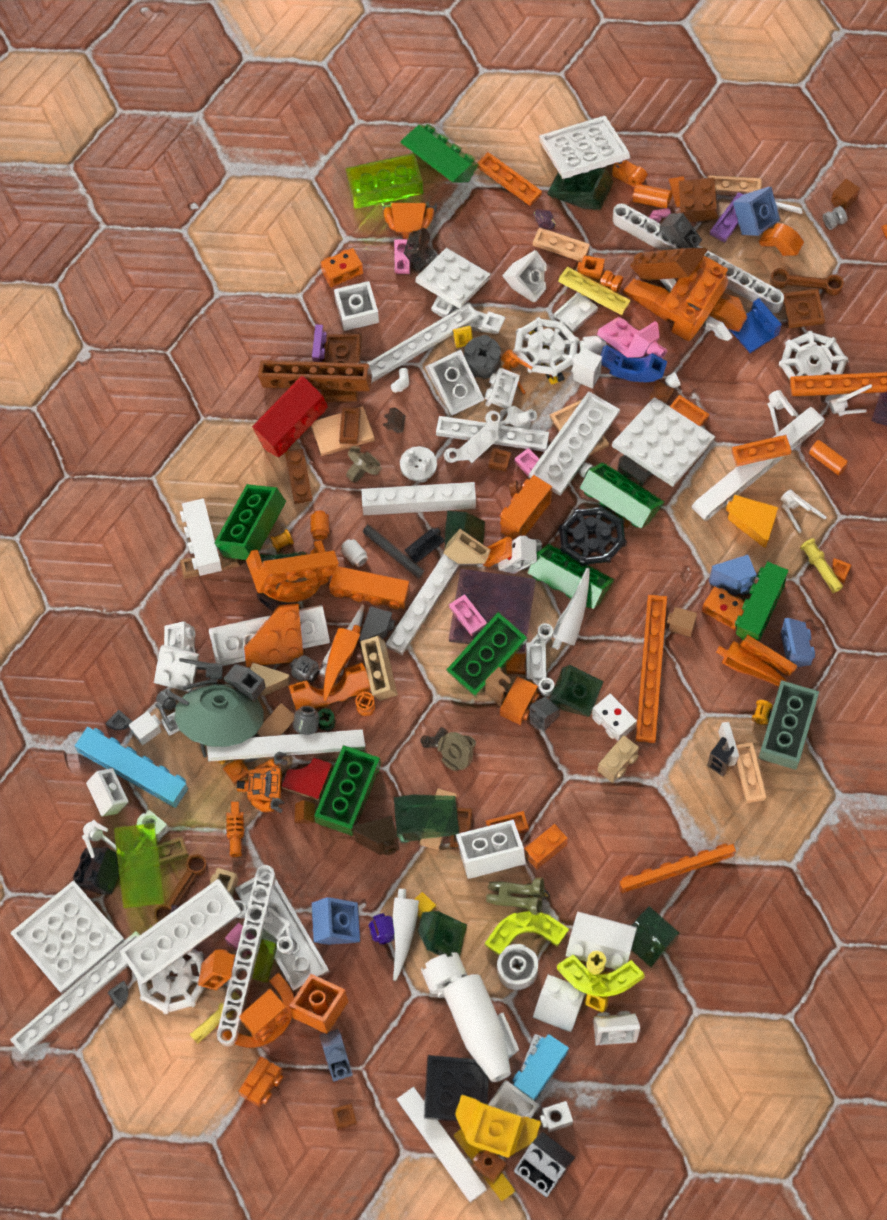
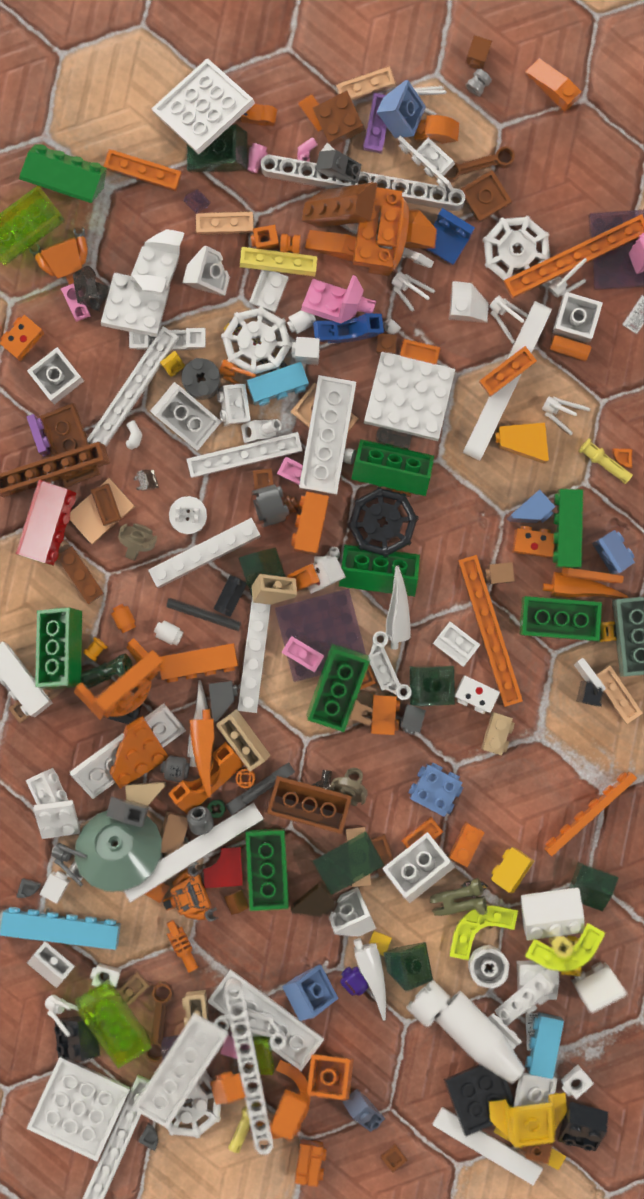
camera: 25 degrees left, 20 degrees up
(213, 671) = (91, 806): dark grey plant -> none
(399, 714) = (258, 789): none -> dark grey piece
(408, 867) = (351, 915): none -> white slope
(413, 749) = (309, 805): none -> dark orange slope
(478, 443) = (236, 473): white plate -> none
(489, 251) = (158, 261): none -> white piece
(495, 480) = (269, 505): none -> dark grey brick
(538, 786) = (436, 789): none -> medium blue brick
(542, 1009) = (526, 999): none -> white bracket
(548, 386) = (277, 384): none -> medium azure brick
(579, 887) = (512, 869): none -> yellow brick
(613, 200) = (256, 154): none -> bright pink cone
(614, 667) = (456, 644): none -> white plate
(652, 196) = (291, 132): orange brick -> none
(699, 349) = (403, 281): none -> white plant
(721, 680) = (560, 618): none -> green brick
(749, 388) = (467, 303): none -> white slope
(766, 259) = (432, 158): none -> white bracket
(845, 433) = (577, 317): none -> white brick

